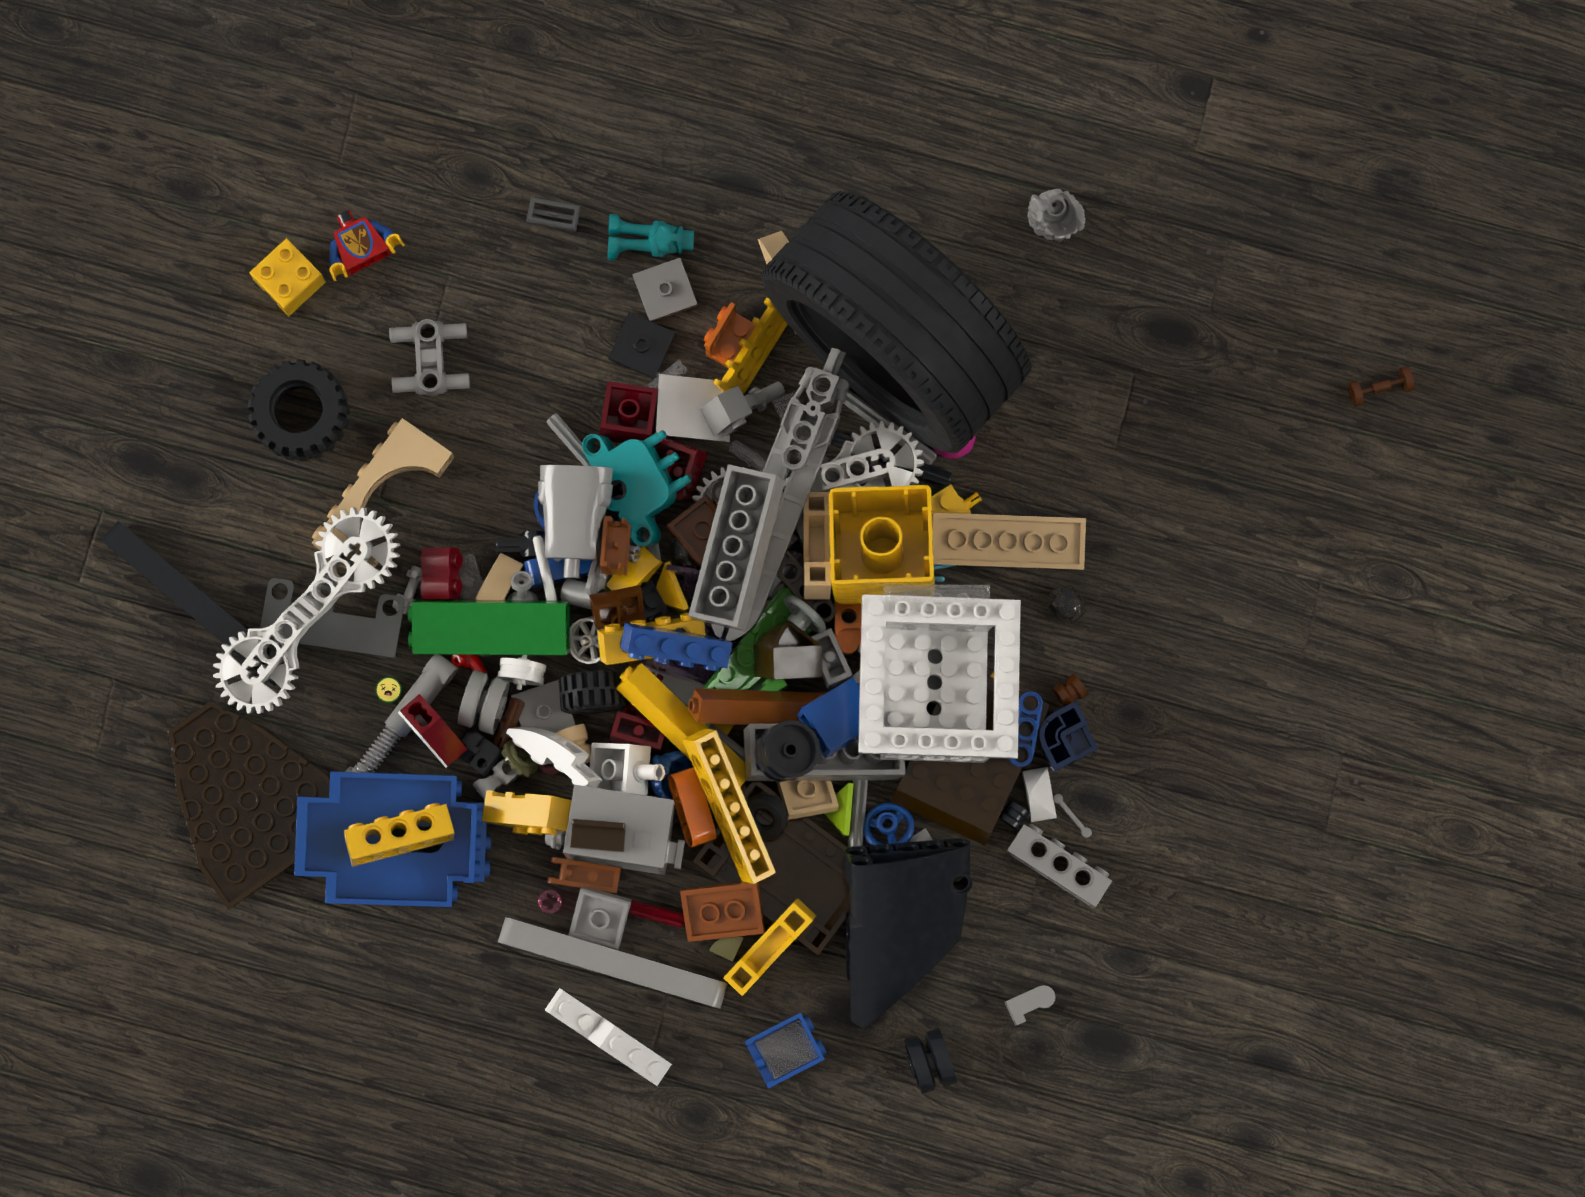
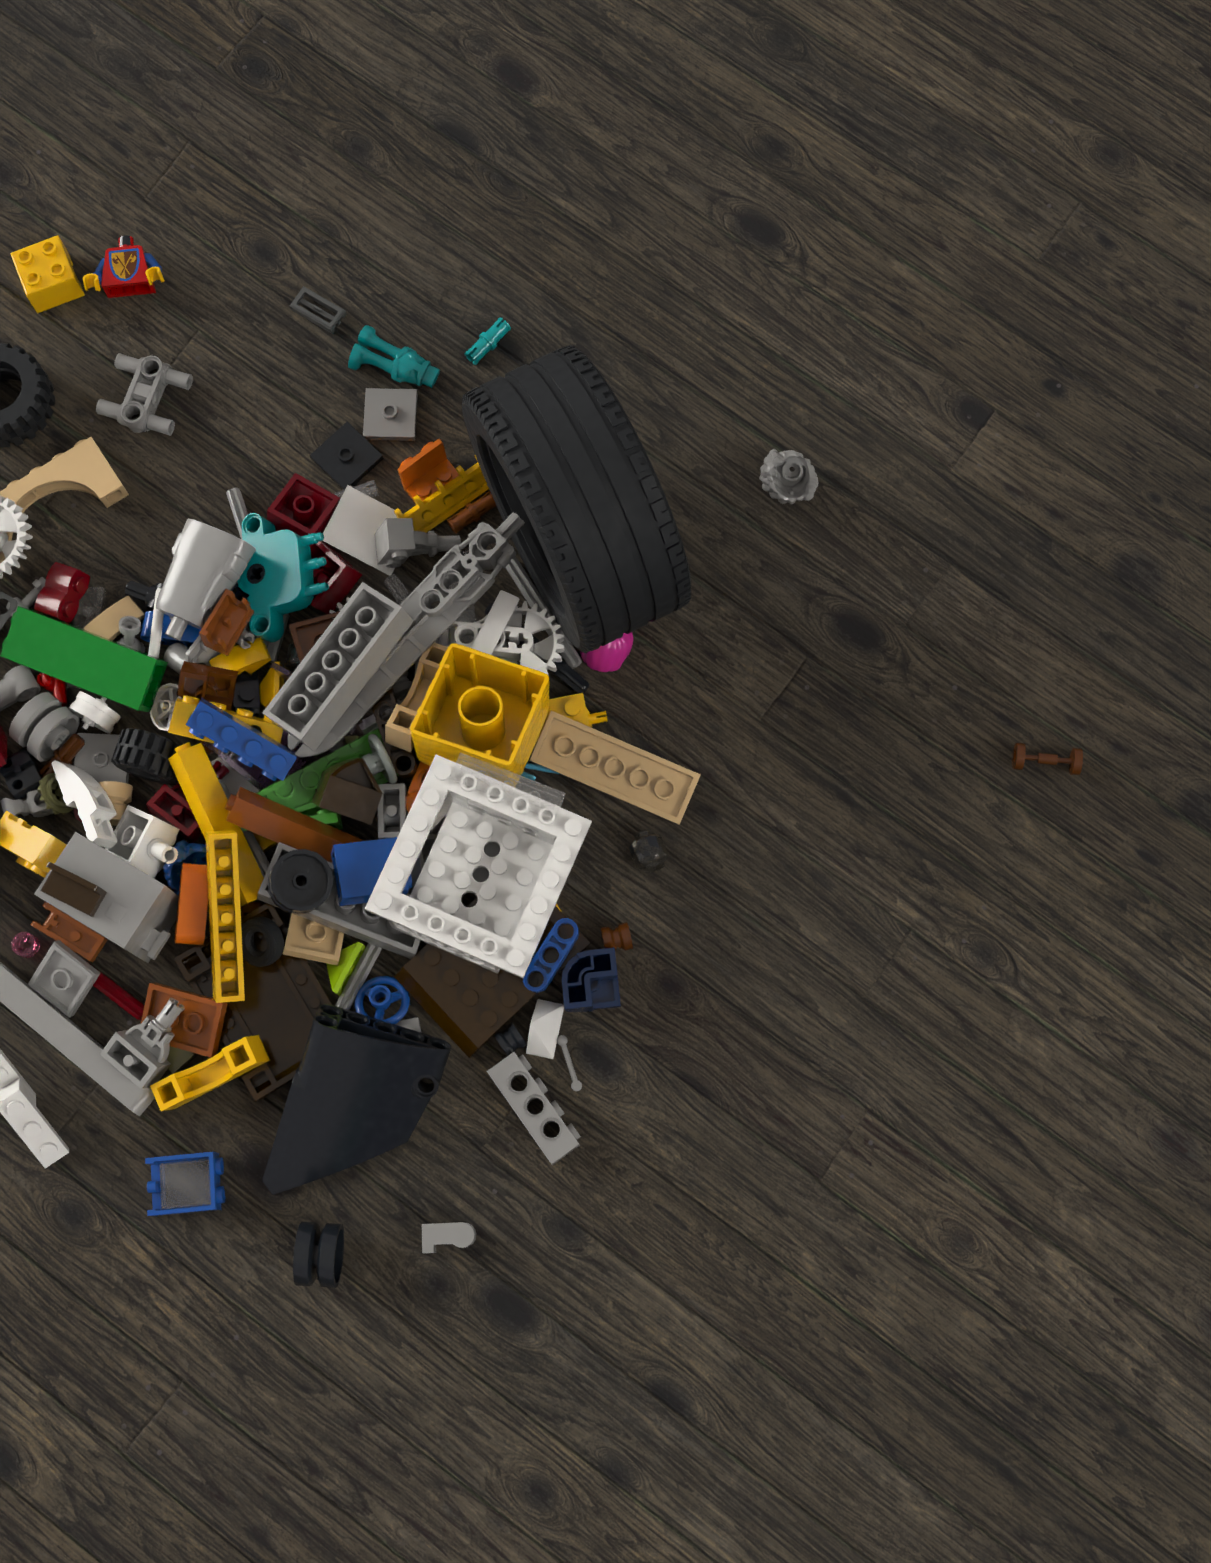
camera: 30 degrees right, 5 degrees down
(701, 951) = (144, 1048): none -> light grey brick
(725, 186) = (487, 341): none -> teal pin
(780, 354) = (471, 512): none -> dark orange pin
(854, 454) = (495, 622): none -> white sticker

